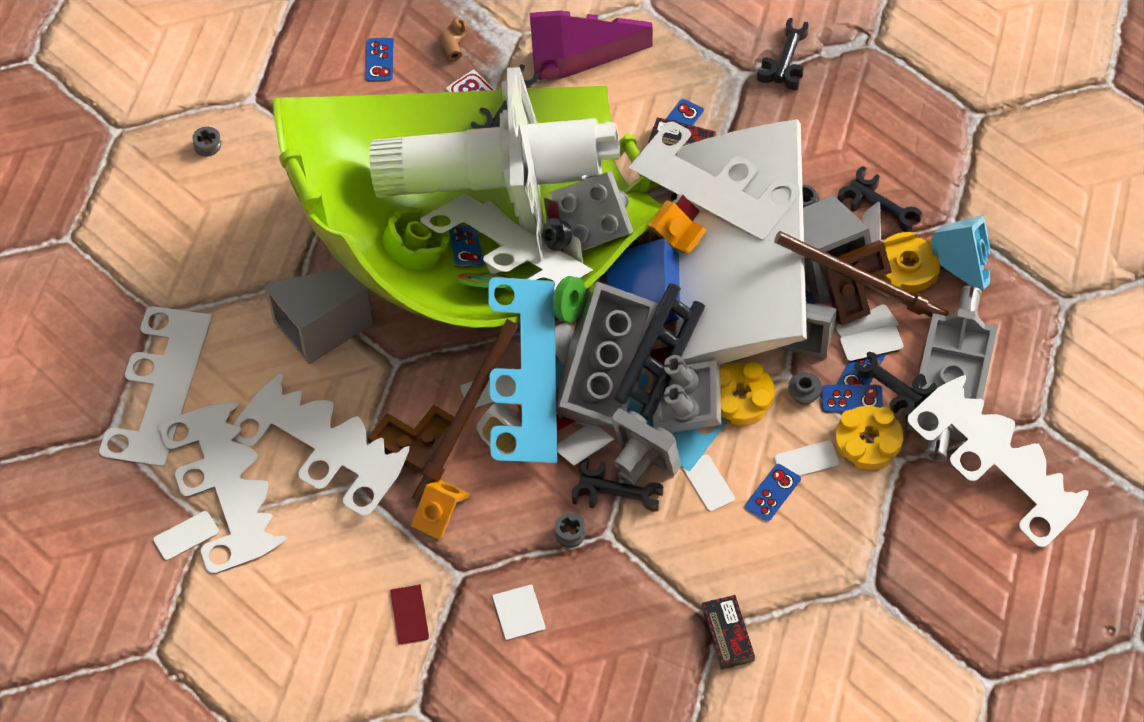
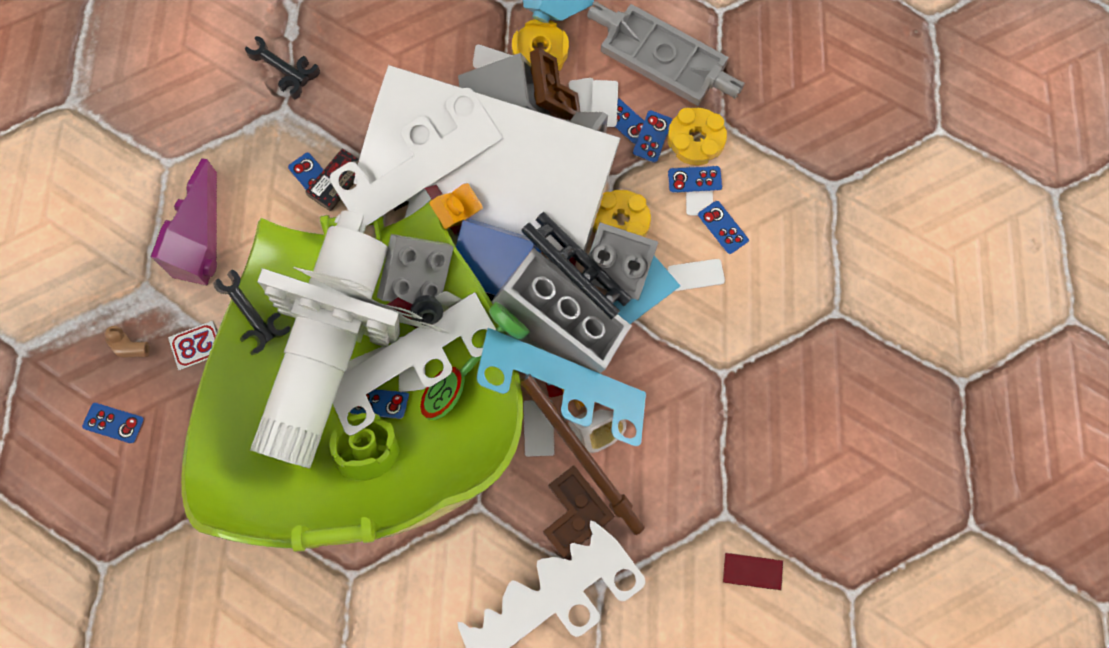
camera: 75 degrees left, 15 degrees up
(200, 146) = (143, 635): dark grey bush -> none
(320, 310) = (408, 571): light grey slope -> none
(437, 507) = (657, 511): light orange bracket -> none
(519, 612) = (777, 472): white sticker -> none
(565, 538) = (719, 394): dark grey bush -> none
(583, 443) = (629, 364): white sticker -> none
(593, 481) = (670, 370): black bar -> none
(642, 447) = (664, 312): light grey plate -> none
(728, 632) = (848, 305): tile -> none
(805, 395) = (630, 174): dark grey plate -> none
(818, 450) = (695, 179): none -> blue sticker
(865, 189) = (452, 59): black bar -> none
(908, 397) = (678, 86): black bar -> none
(915, 302) = (586, 54): reddish brown bar -> none
(990, 439) = (737, 47): white piece -> none

